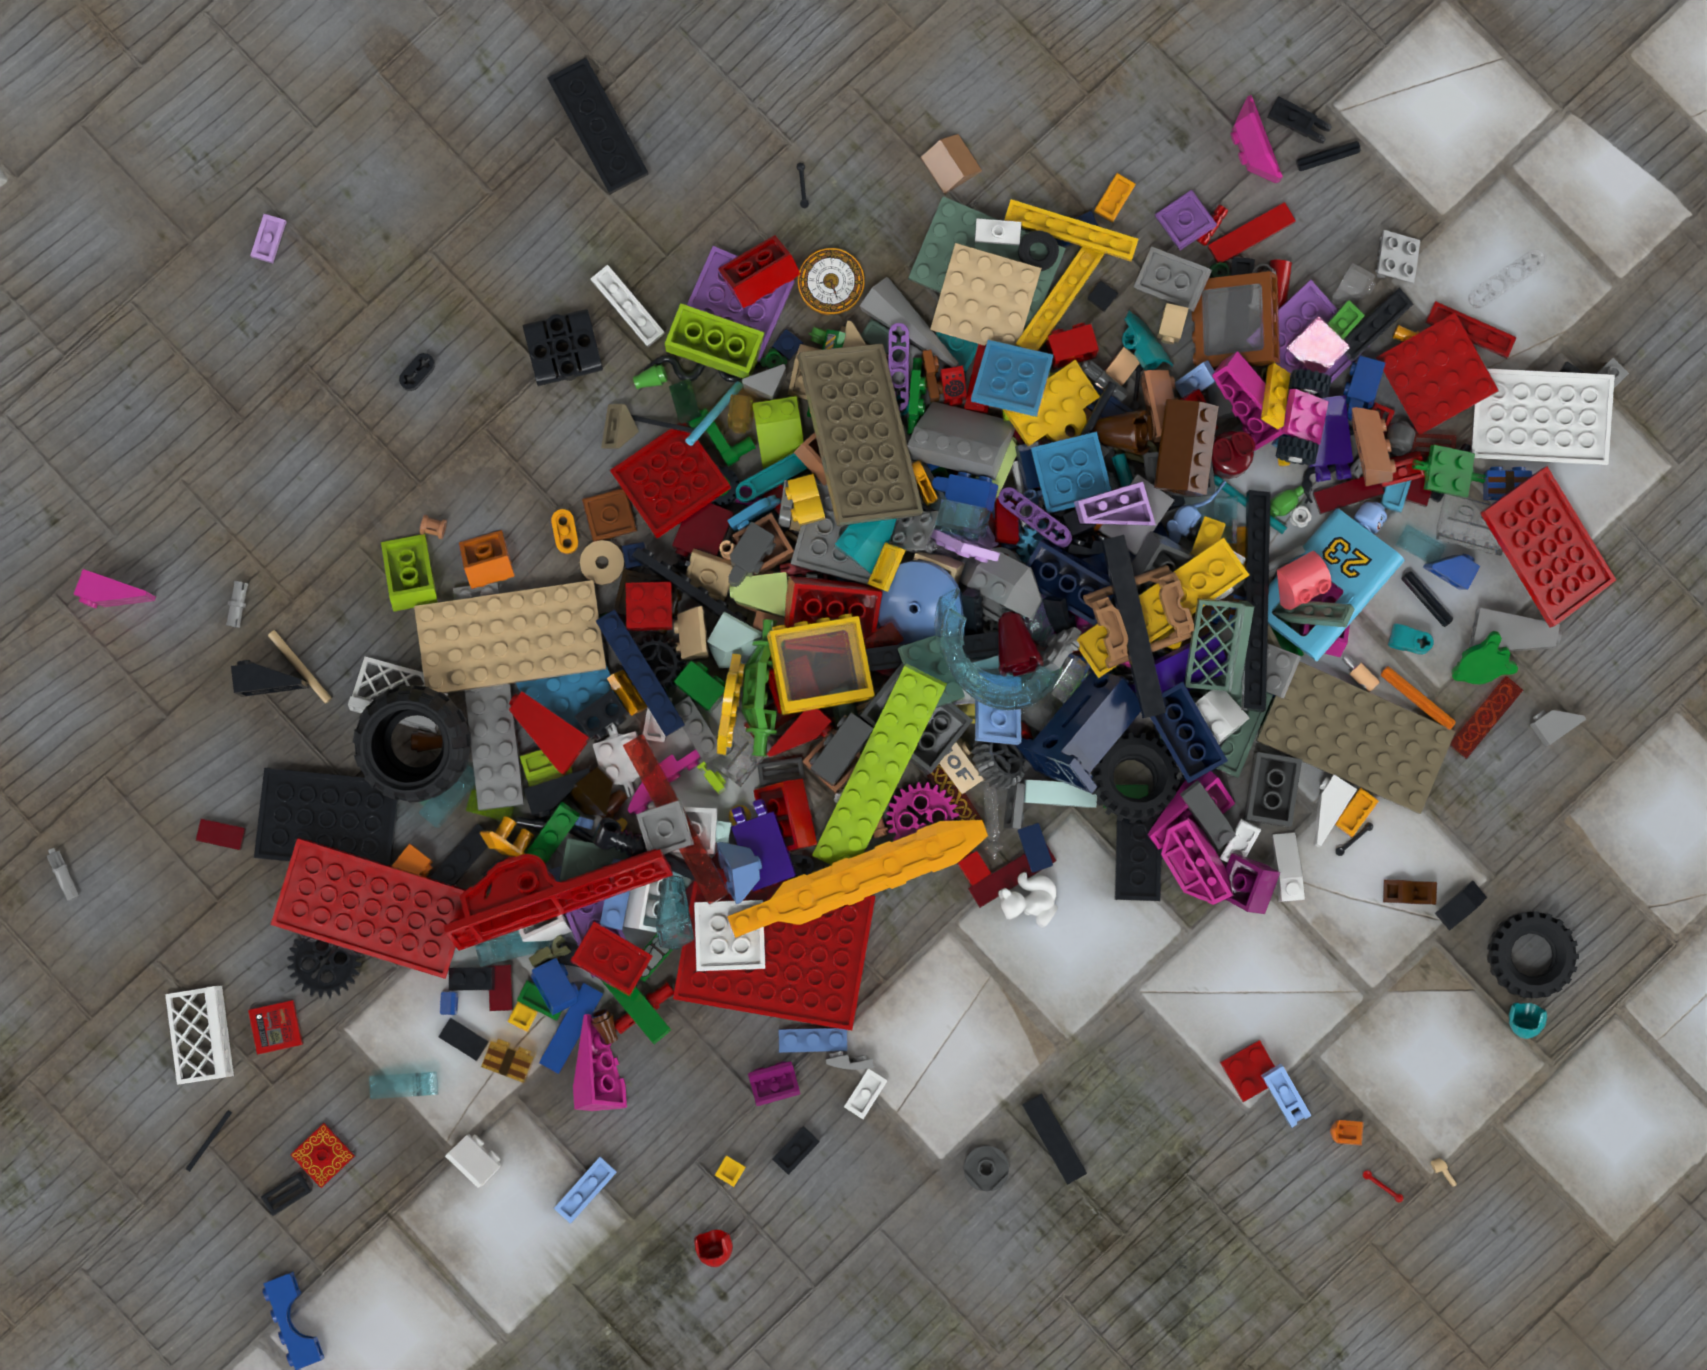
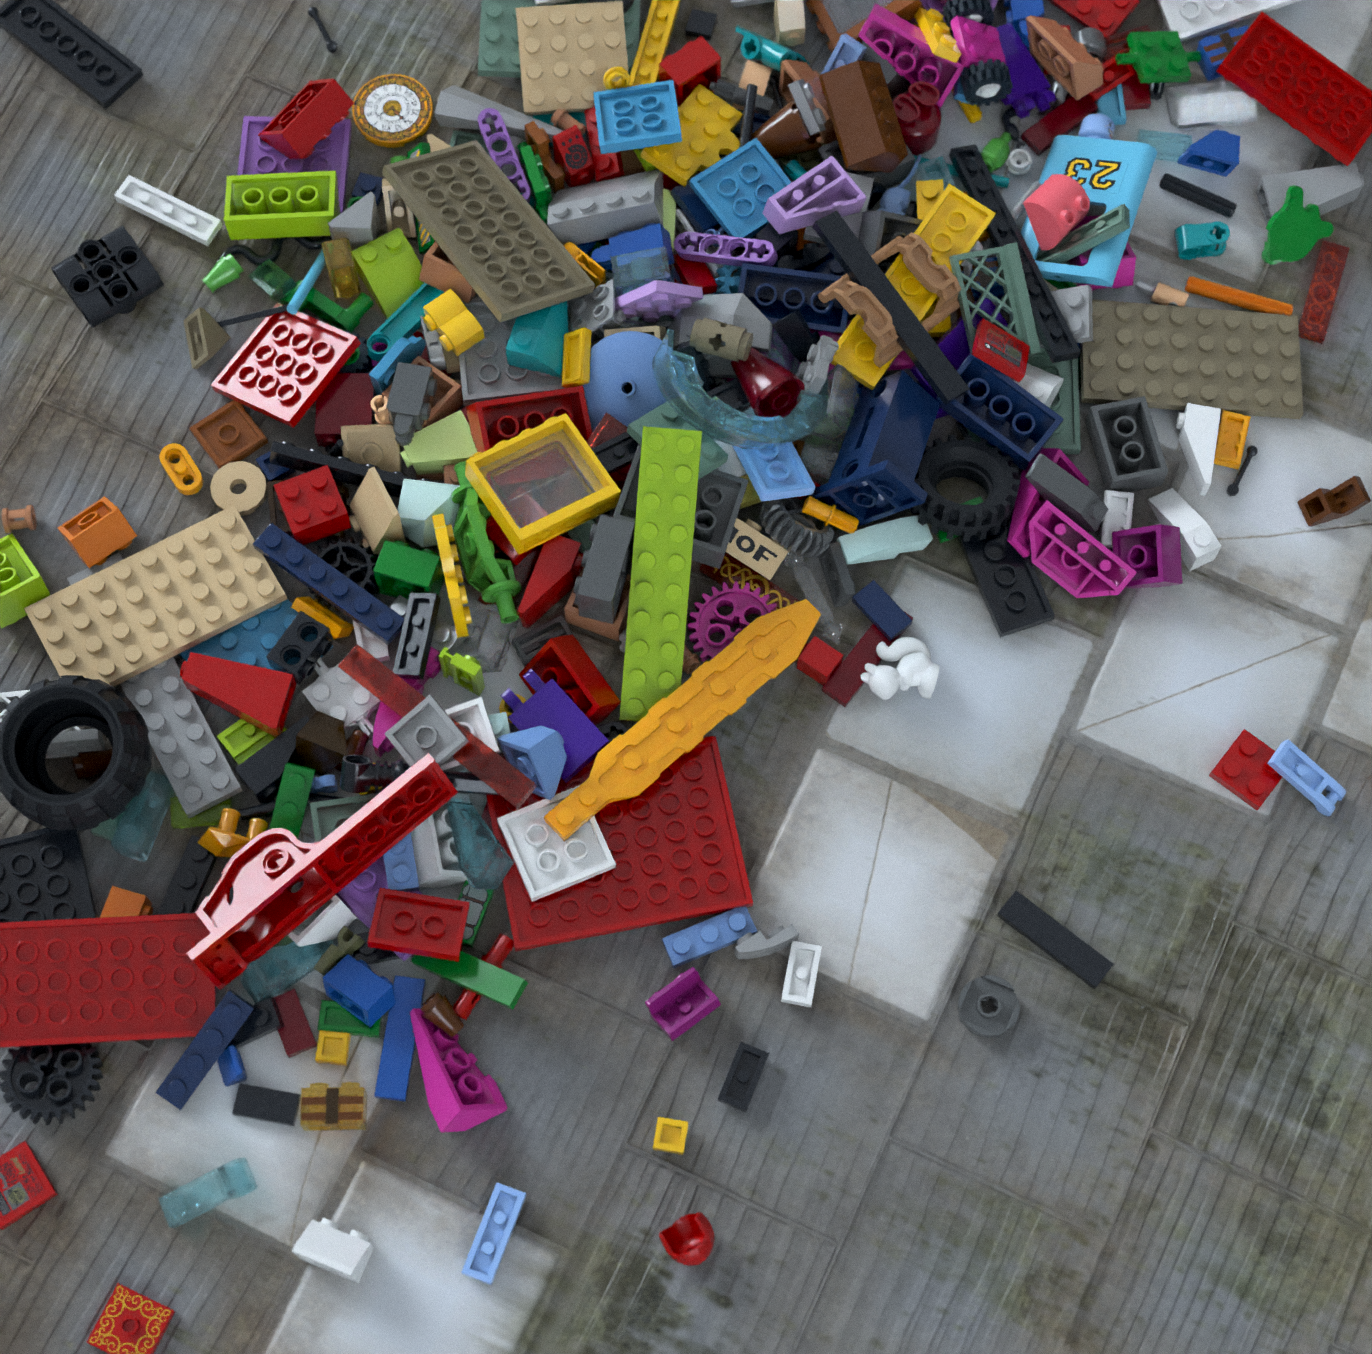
camera: 20 degrees left, 15 degrees down
(434, 986) = (205, 1049): none -> dark blue plate
(688, 741) = (416, 635): none -> plate
(960, 352) = (562, 120): none -> nougat pin
(1003, 611) = (705, 339): none -> dark tan piece
(1010, 335) = (613, 72): none -> yellow plate
(1025, 763) = (830, 515): none -> light orange axle
(1145, 422) = (812, 116): none -> light grey plate
(1205, 687) = (1000, 350): none -> red tile

